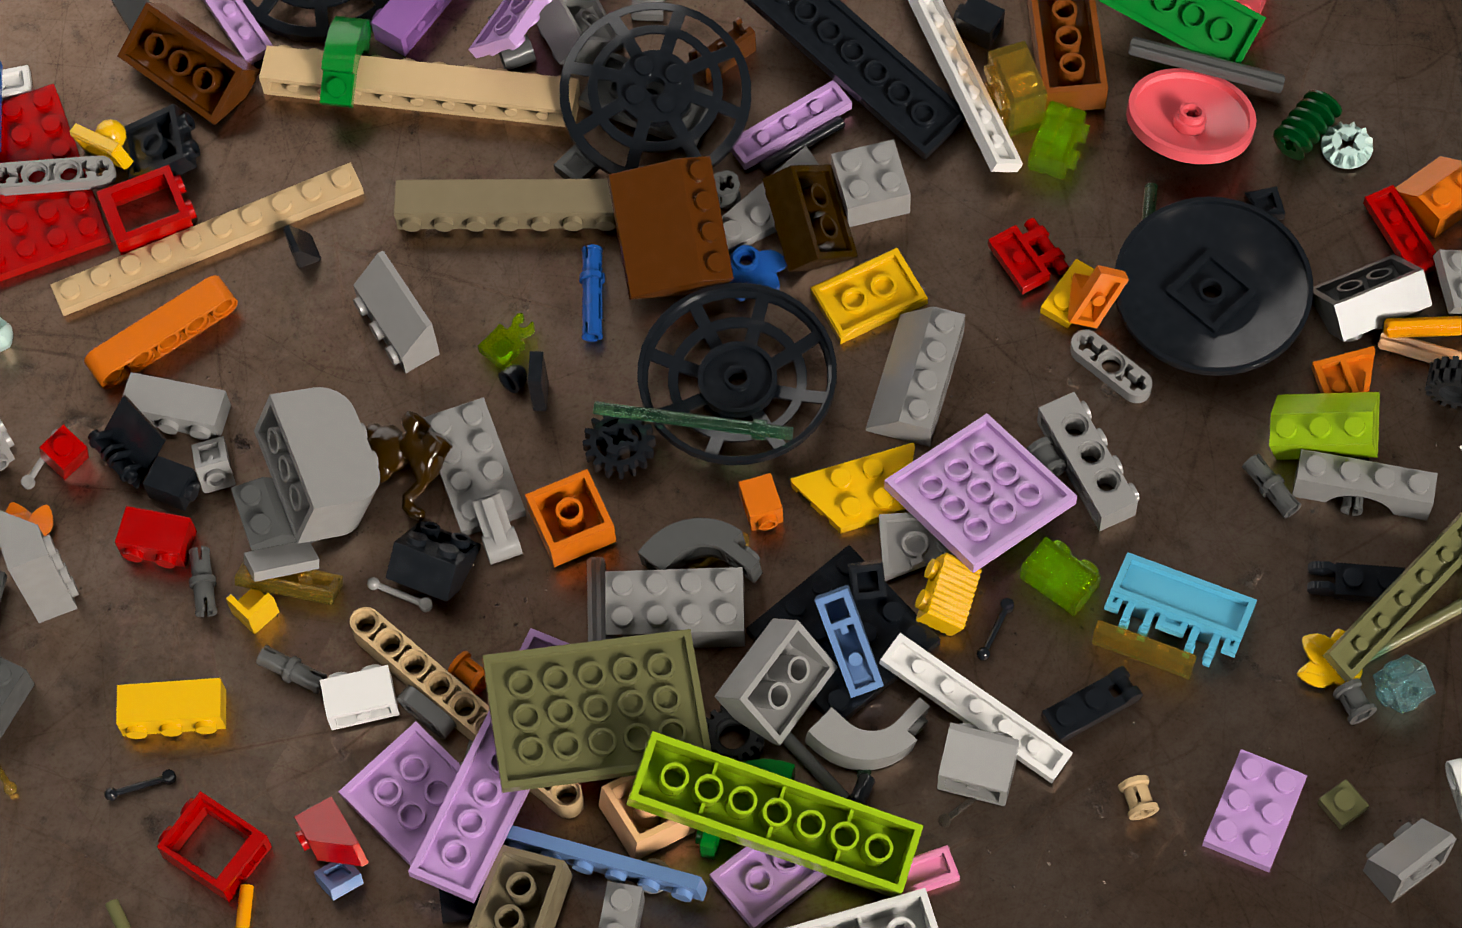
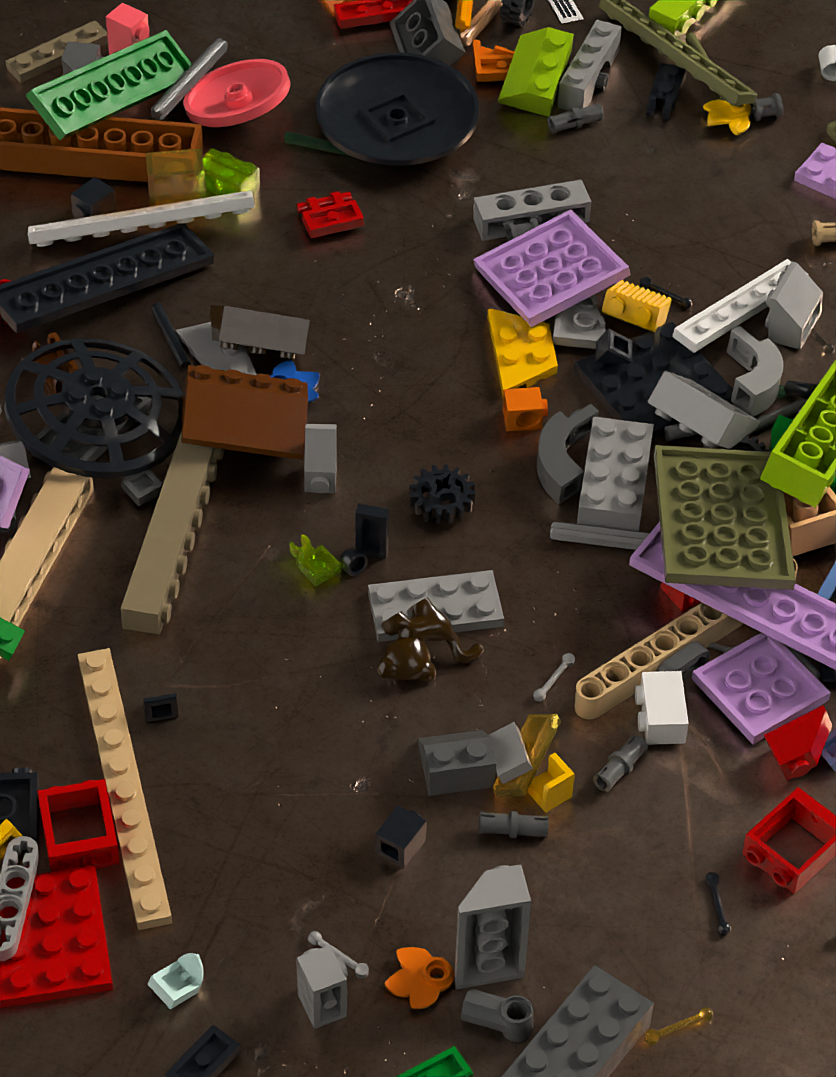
camera: 85 degrees left, 15 degrees down
(64, 452) = (346, 921): red brick -> none
(128, 443) = (350, 860): black hinge -> none
(155, 537) = (458, 855): red brick -> none
(160, 331) = (225, 830): orange beam -> none
(171, 707) = (647, 861): yellow brick -> none
(179, 405) = (315, 825): light grey brick -> none
(213, 464) = (382, 798): light grey bracket -> none
(318, 461) = (424, 695): light grey brick -> none
(395, 314) = (266, 627): light grey slope -> none
(432, 560) = (531, 639): black slope -> none
(468, 672) = (653, 622): orange bush -> none
(498, 535) = (518, 587): light grey piece -> none
(570, 518) = (514, 531): orange brick -> none
(592, 282) = (266, 491): blue pin -> none
(629, 316) = (320, 458): none -> light grey slope
(738, 358) = (407, 394): black dish -> none
(758, 429) = (462, 388): clear green bar -> none
(791, 124) = (150, 334): lavender plate -> none
(849, 641) = (653, 355): medium blue slope -> none
(869, 295) = (336, 317): yellow tile -> none
(871, 183) = (231, 284): light grey brick -> none
(917, 375) = (426, 293): light grey slope -> none
(1057, 303) = (372, 197): yellow plate -> none
(1060, 575) = (634, 238): clear neon green brick -> none
(1091, 705) = (742, 247): black plate -> none
(1094, 295) = (389, 178): orange slope -> none
(1135, 373) = (429, 194): light grey beam -> none
(1144, 649) = (704, 207): clear yellow tile -> none
(1180, 604) = (667, 184): medium azure hinge -> none
(1267, 200) = (319, 75): black tile -> none
(1306, 124) = (264, 37): dark green piece -> none
(1347, 157) = (276, 26): light aqua gear -> none
(1403, 684) = (765, 76): clear light blue brick -> none

